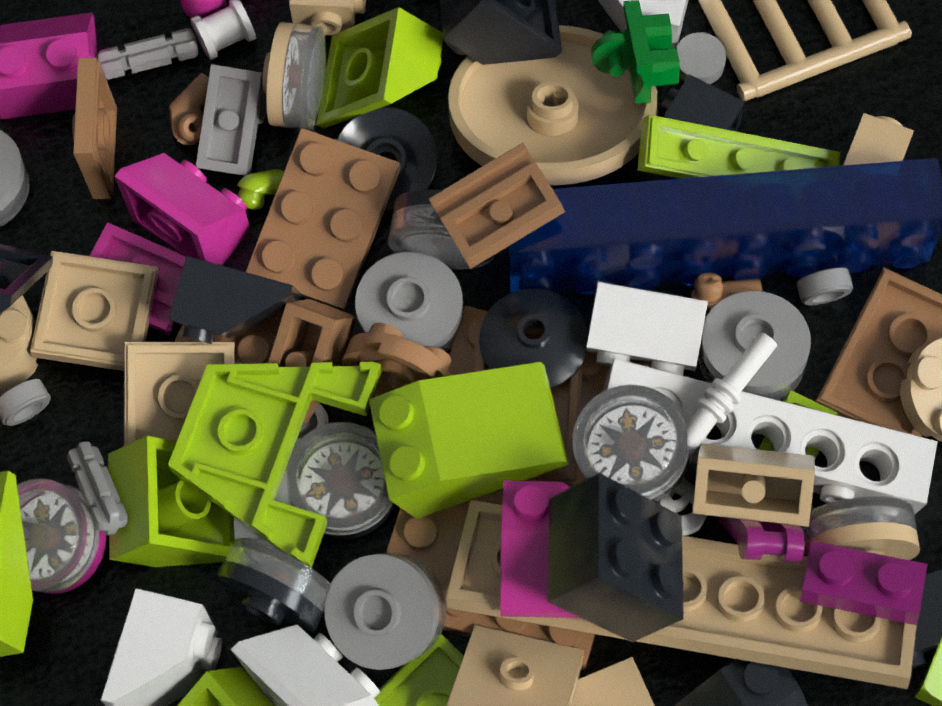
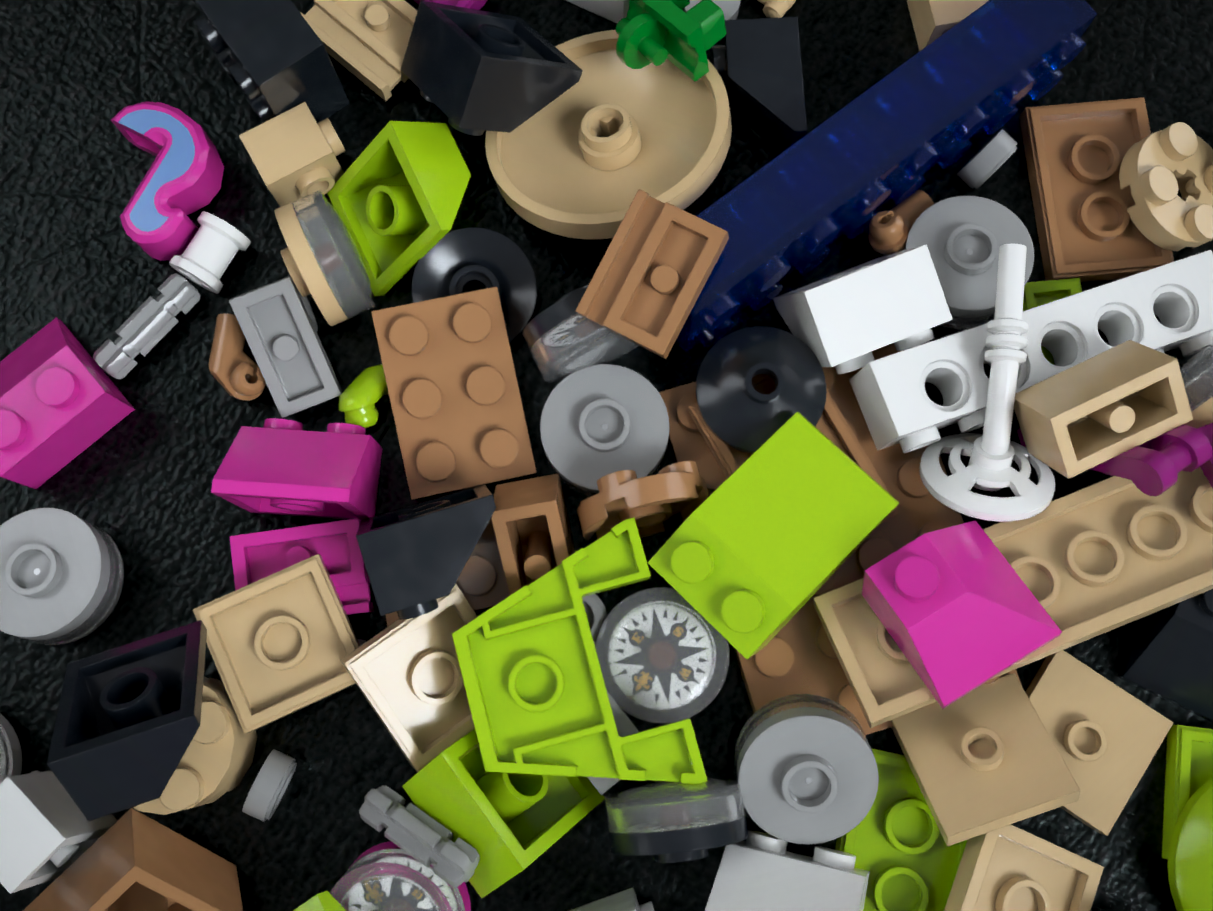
camera: 35 degrees left, 10 degrees up
(95, 128) = (146, 444): medium nougat plate -> none
(615, 558) = (1045, 582): black brick -> none
(633, 439) = (963, 445): clear piece -> none
(699, 150) = (819, 83): lime tile -> none

